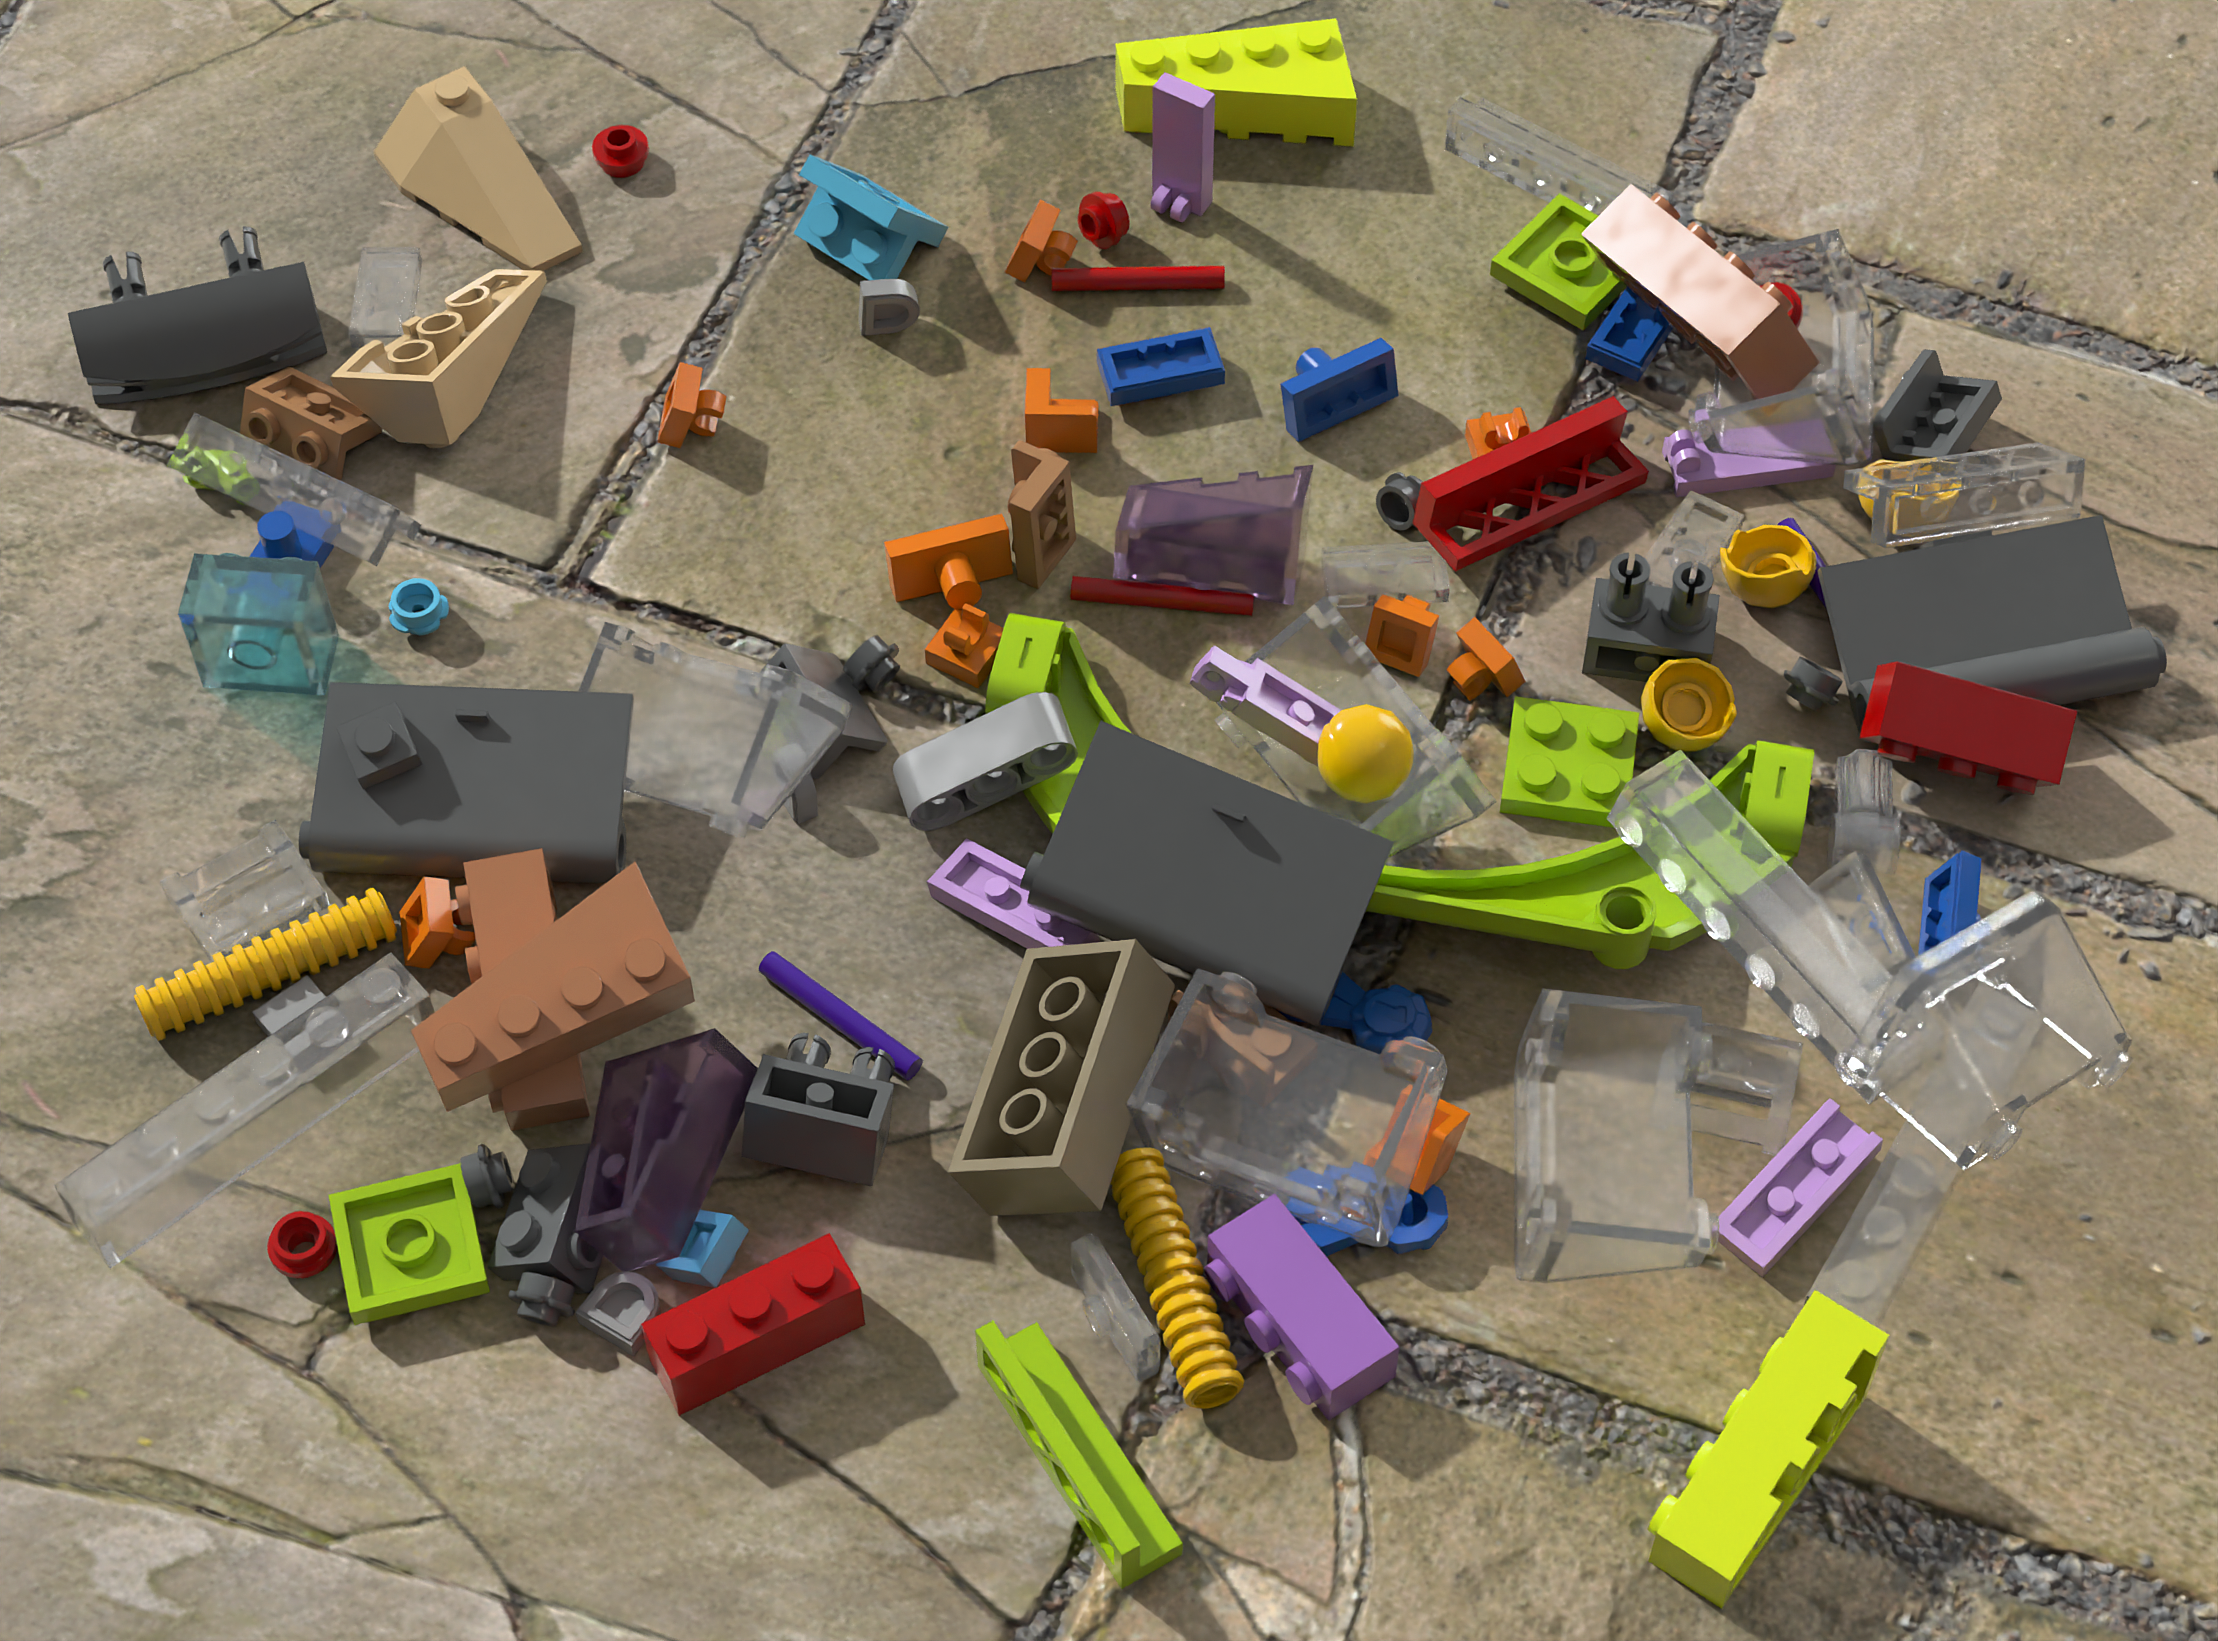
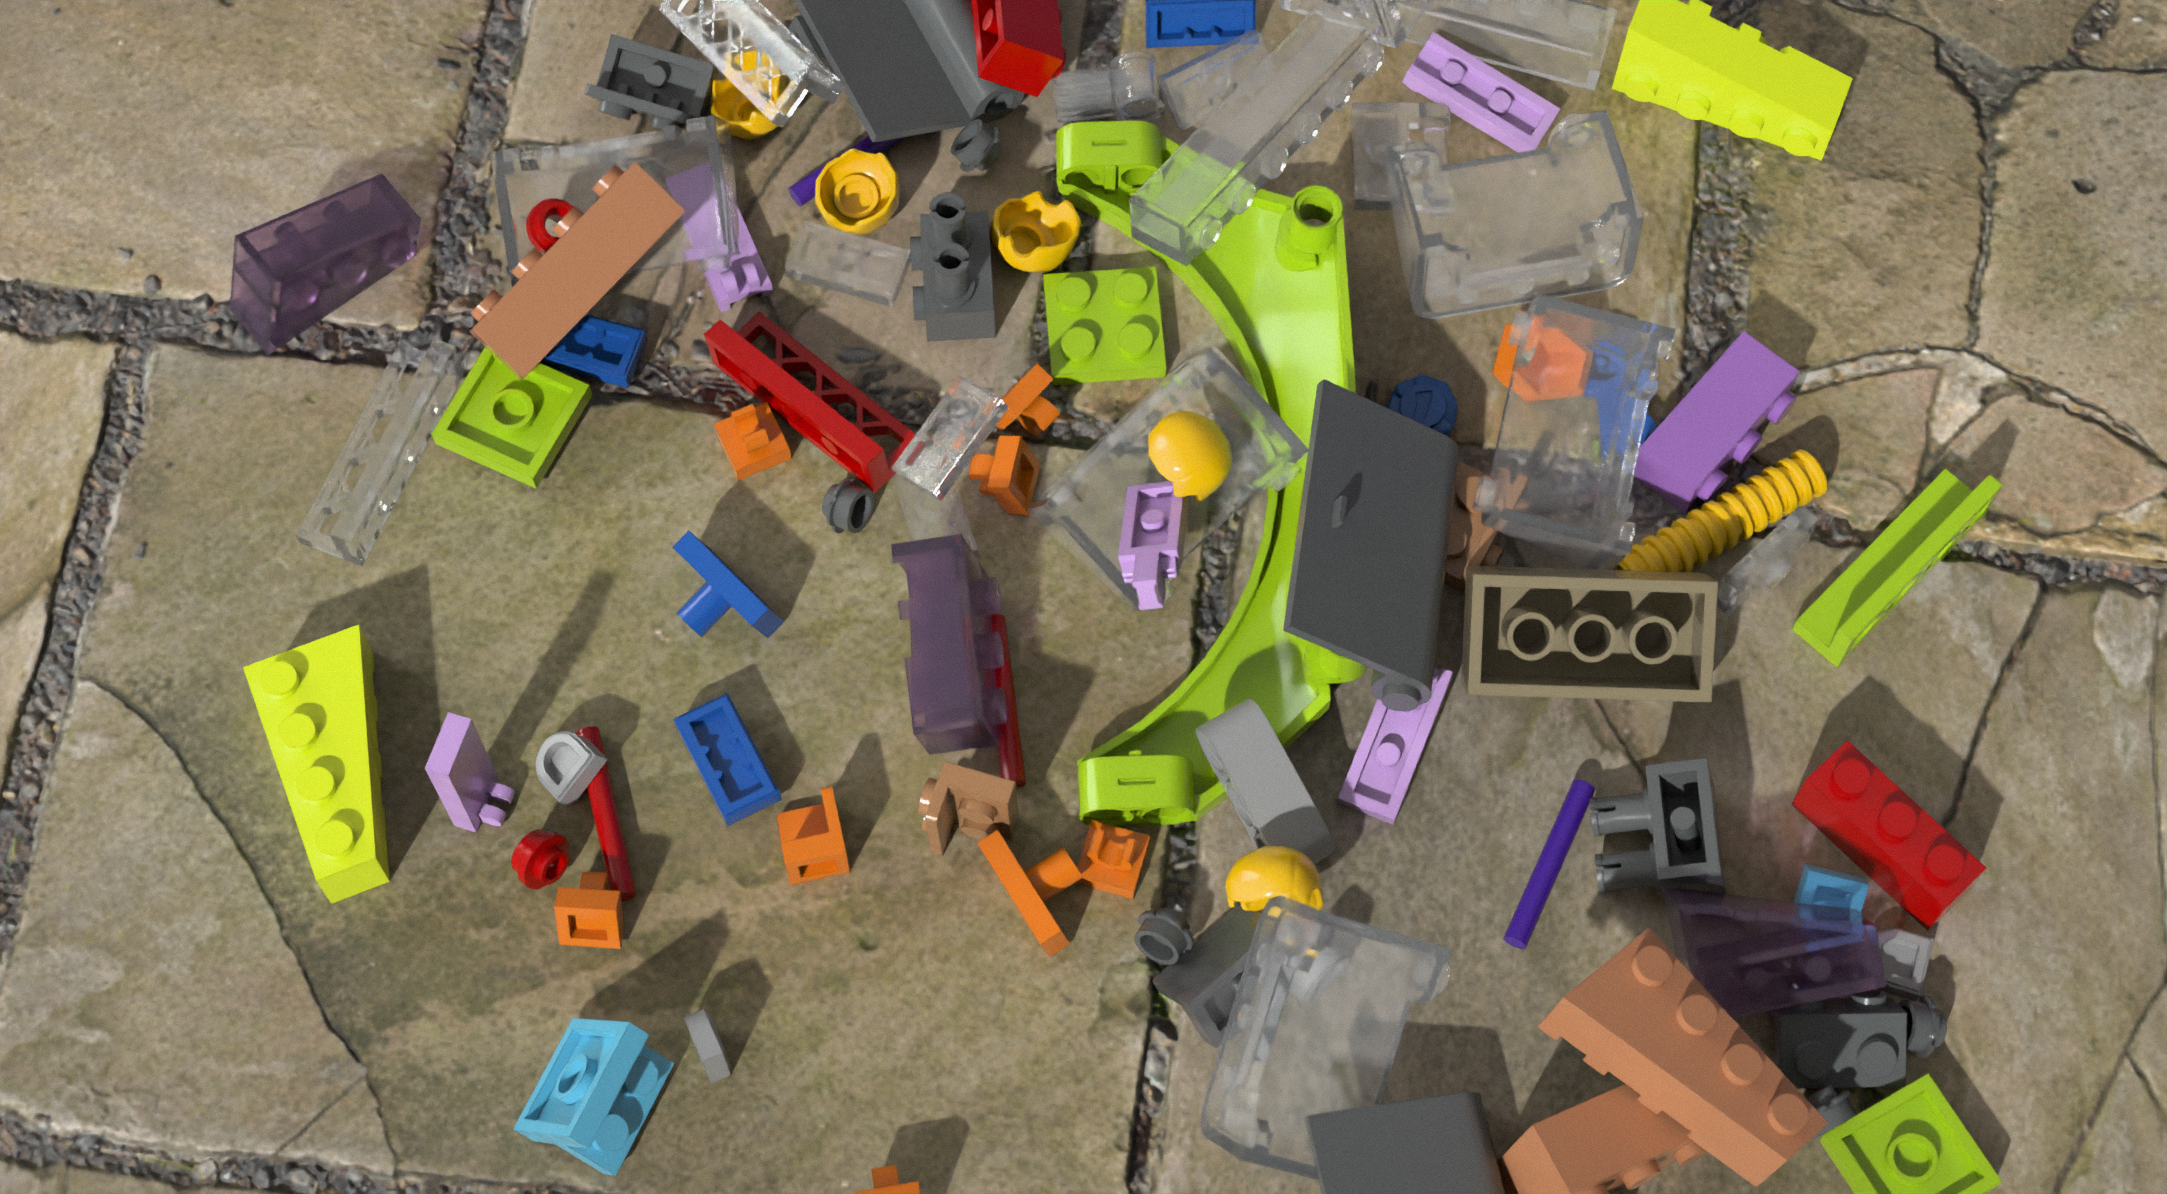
camera: 105 degrees left, 10 degrees up
(877, 727) = (1273, 873): none -> yellow hair
(1188, 250) = (568, 765): none -> light grey tile
(1446, 573) = (950, 438): none -> clear plate
(1771, 131) = (319, 259): none -> clear purple wedge

